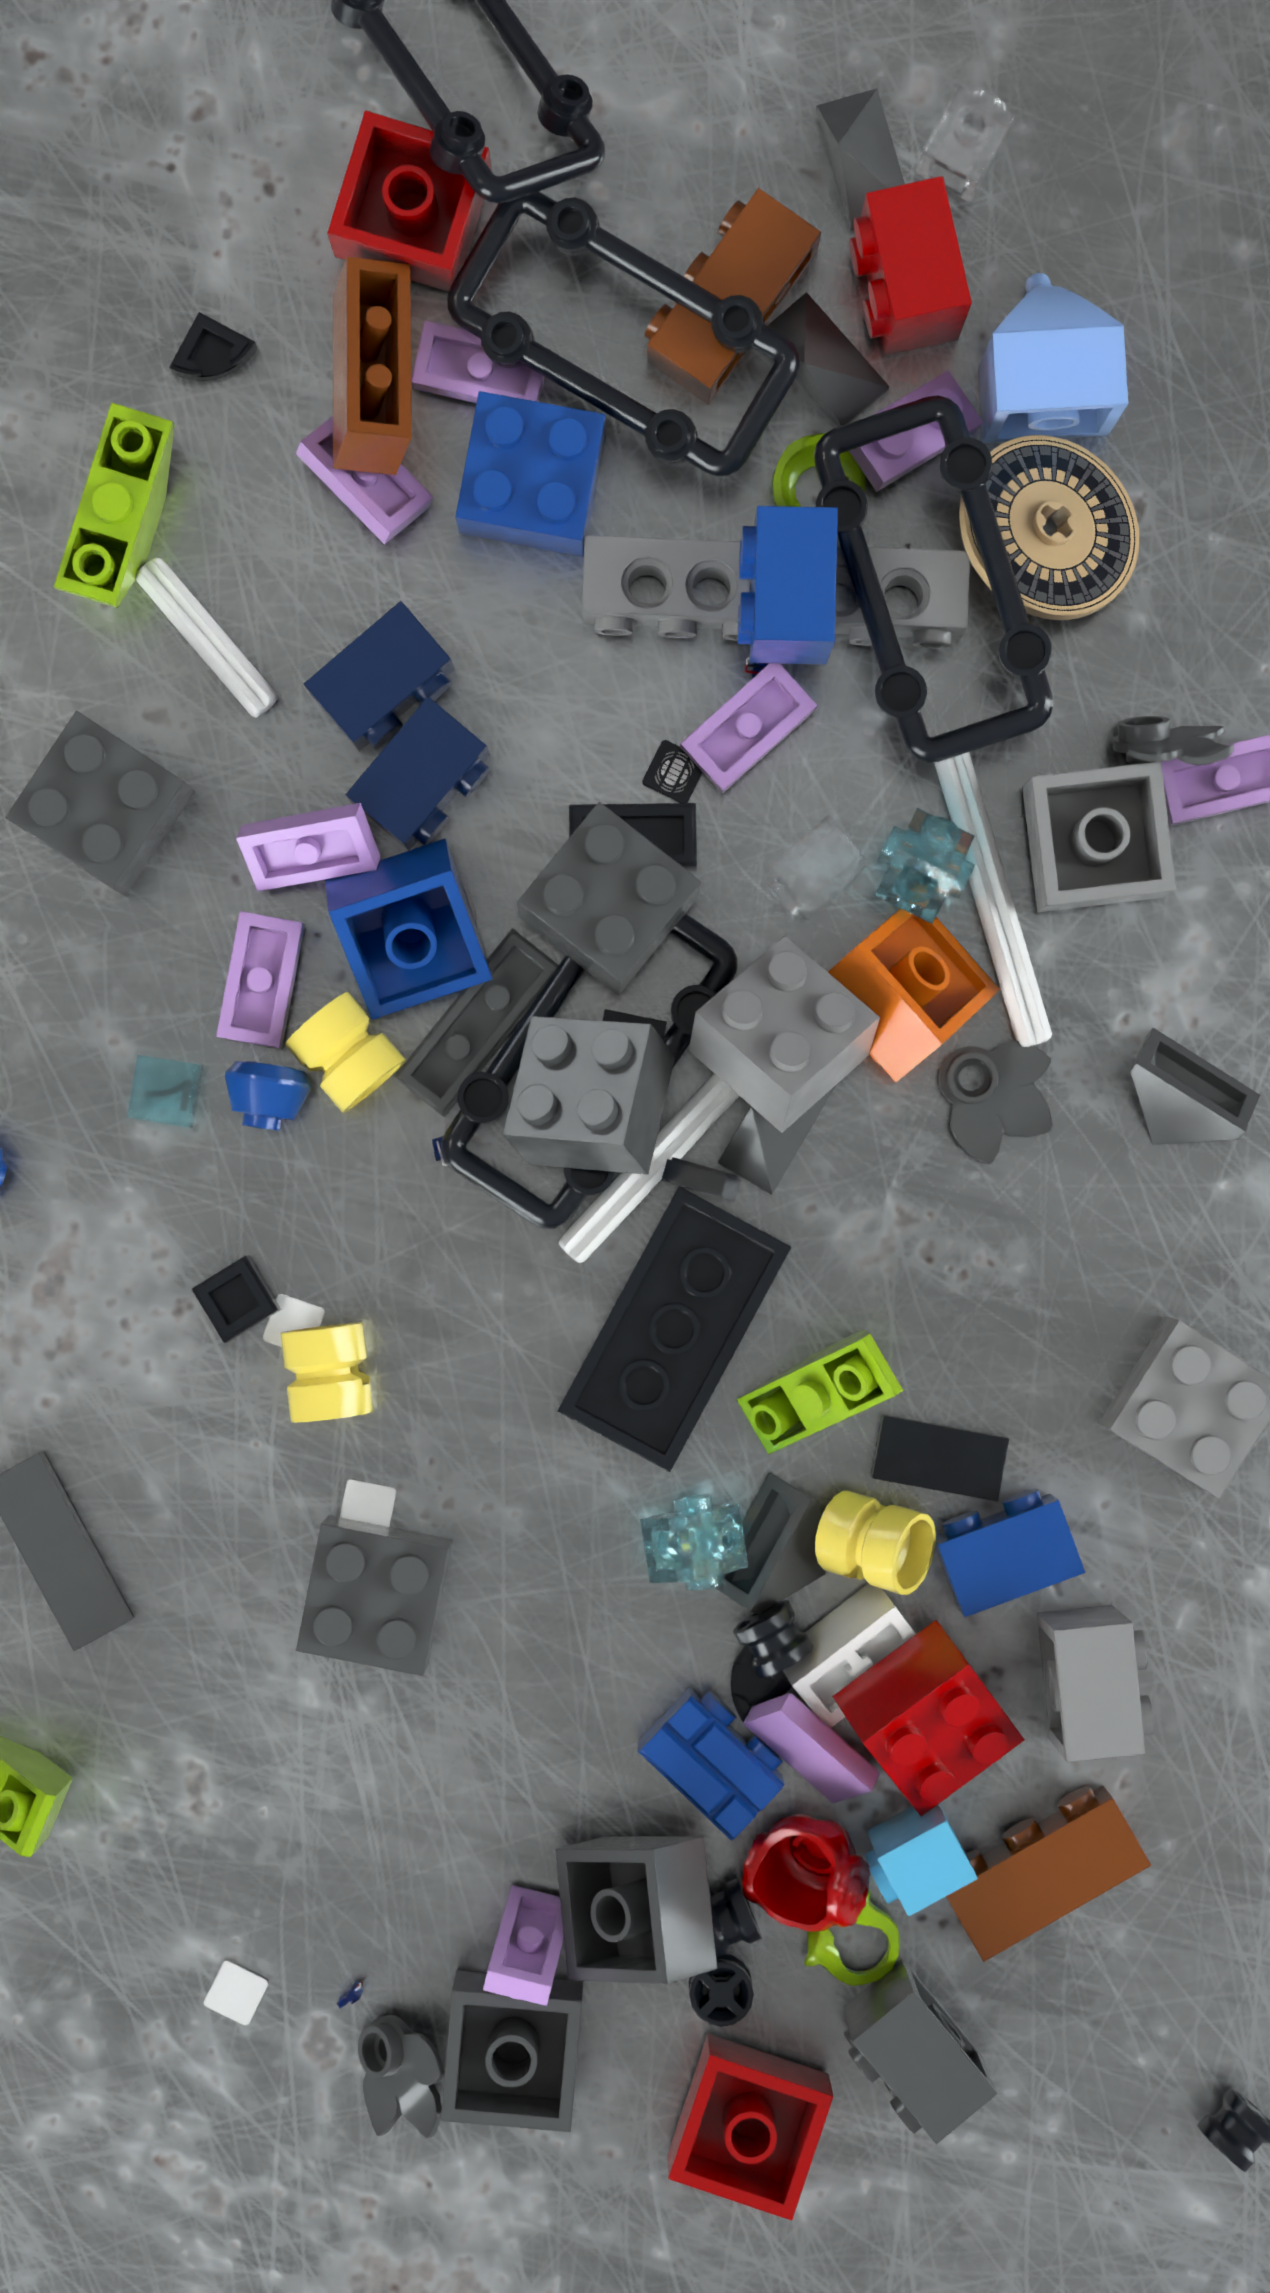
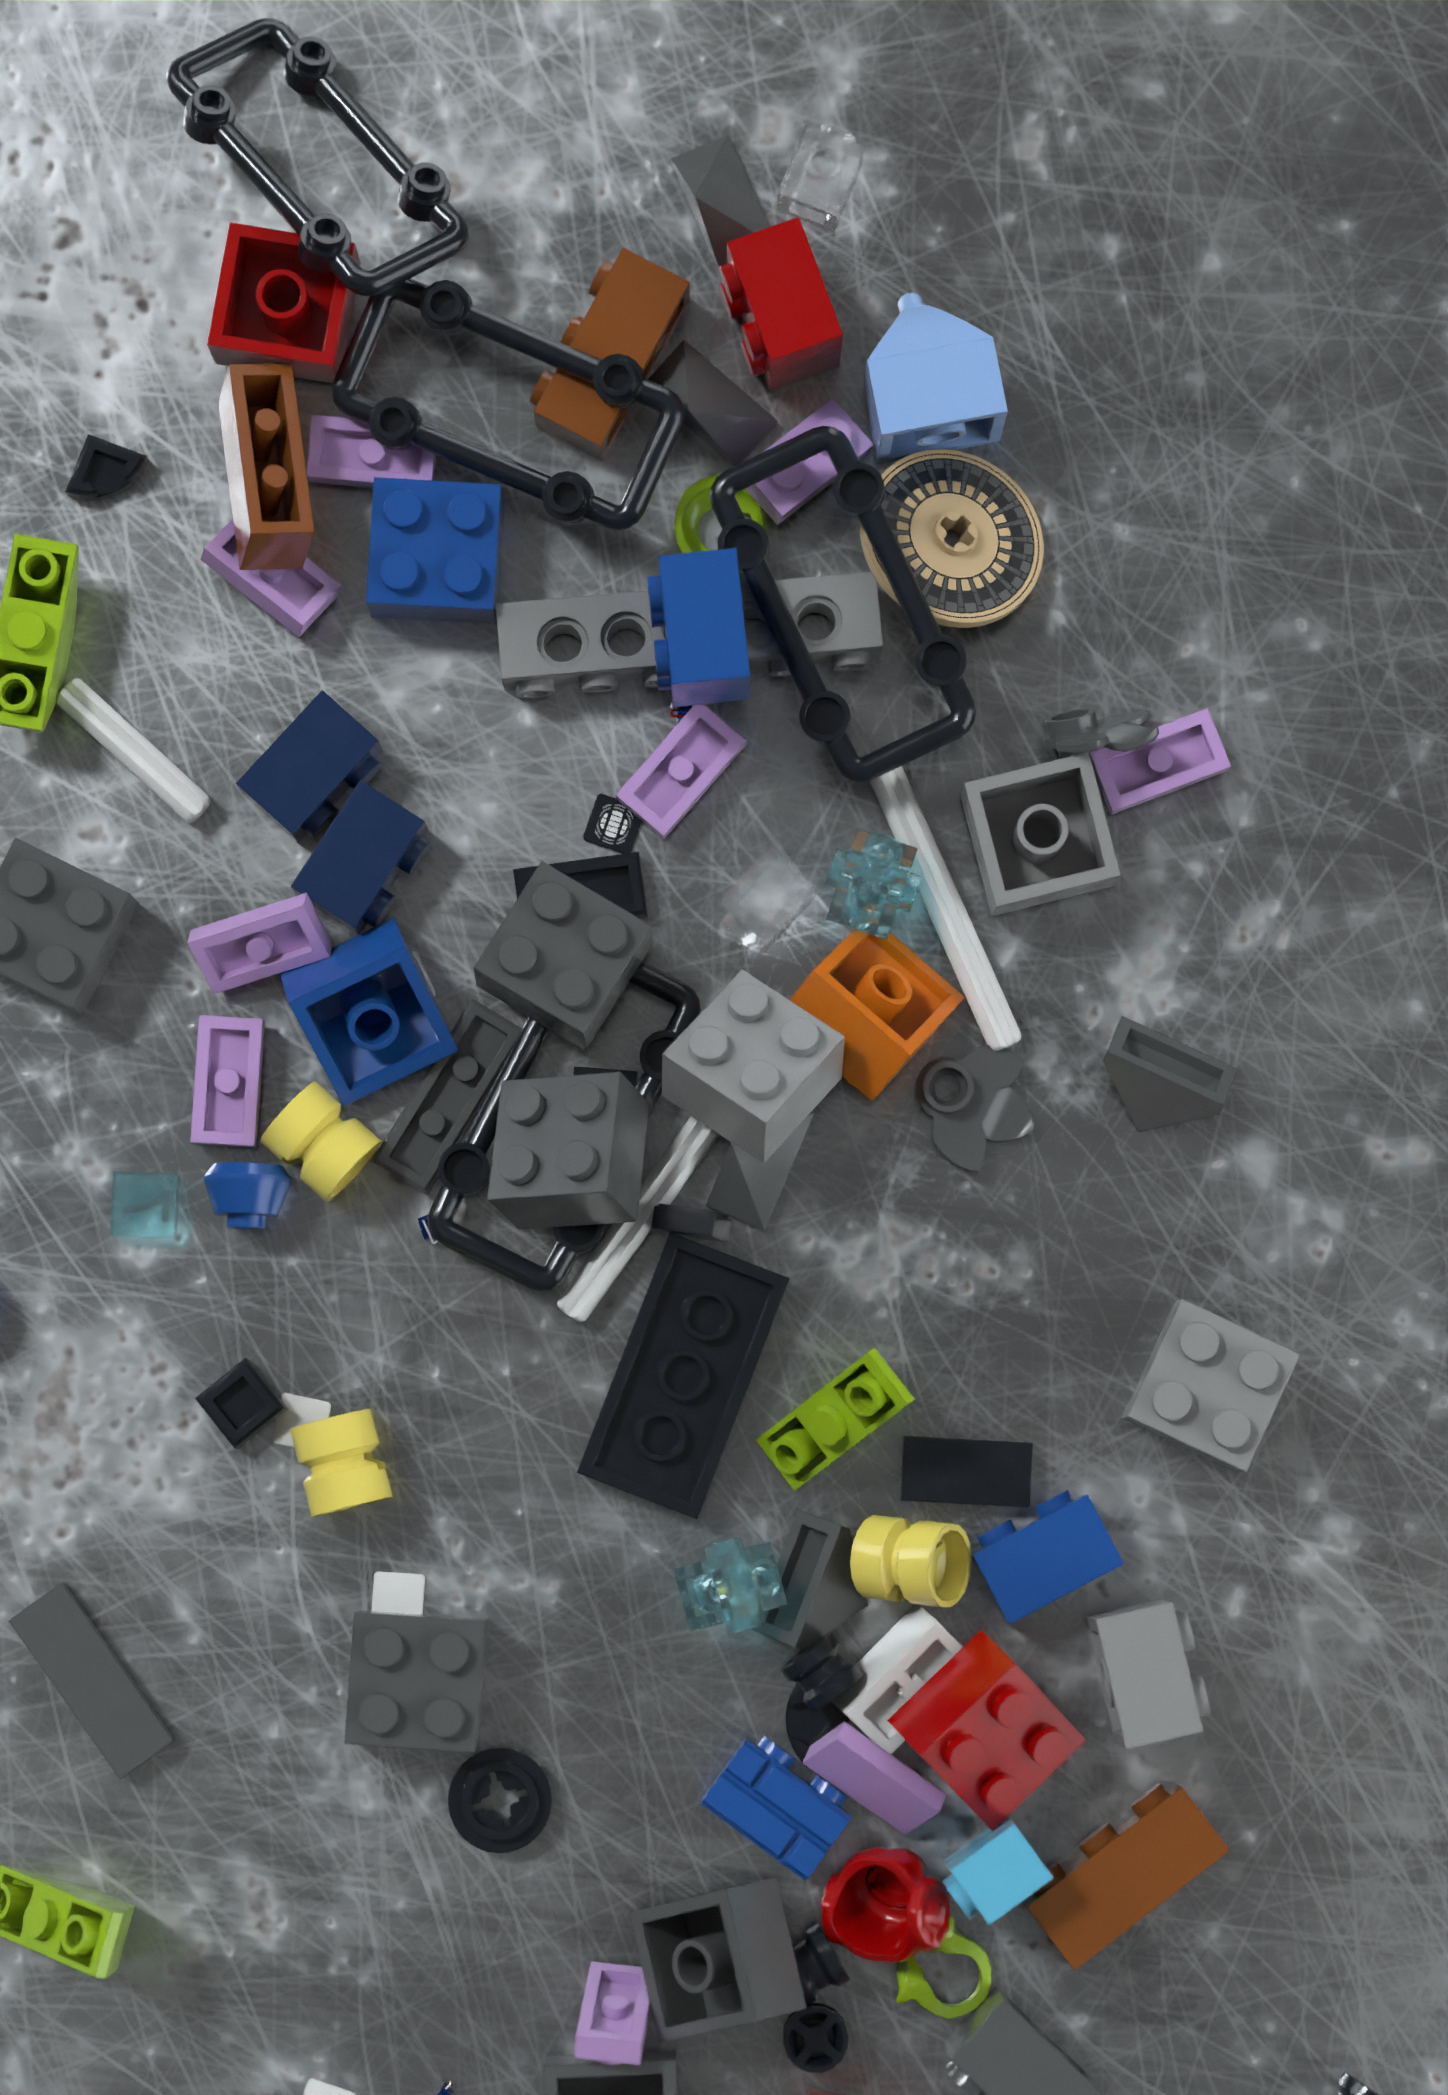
camera: 10 degrees left, 5 degrees down
(422, 1741) = (485, 1828): none -> black gear

